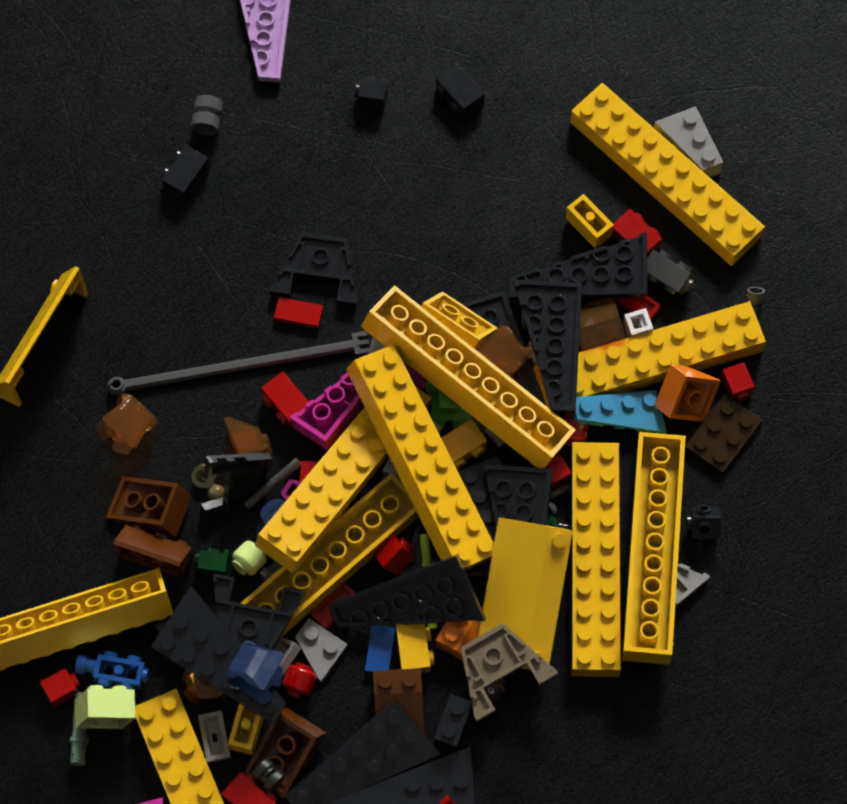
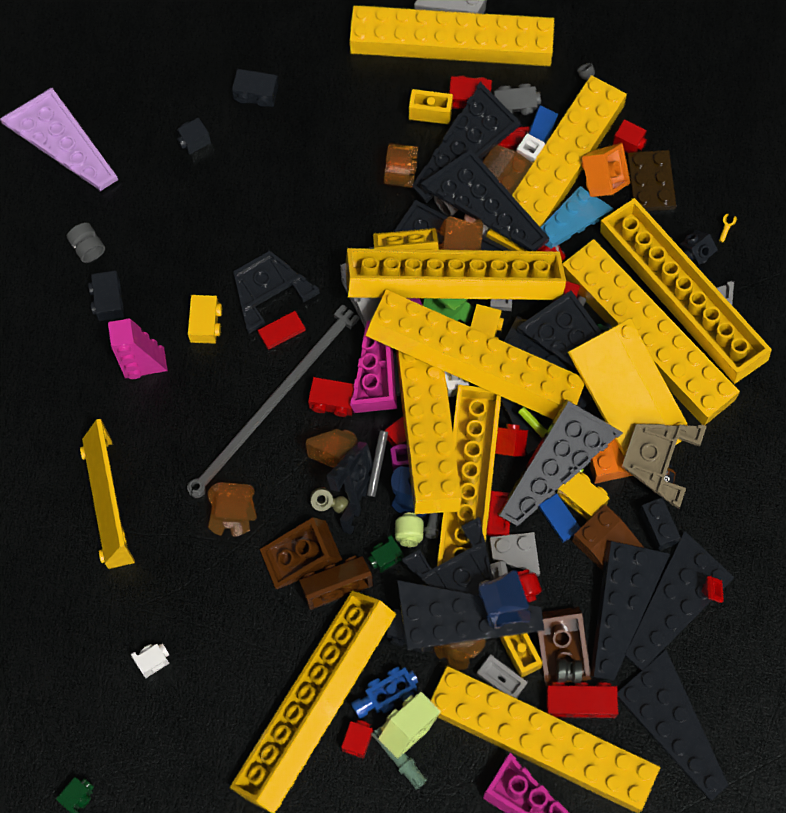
camera: 40 degrees left, 0 degrees up
(161, 235) = (135, 350): none -> dark pink wedge
(244, 253) = (204, 319): none -> yellow brick
(516, 251) = (400, 165): none -> clear orange brick
(671, 312) = (543, 124): none -> blue tile
(752, 524) = (726, 227): none -> yellow hand

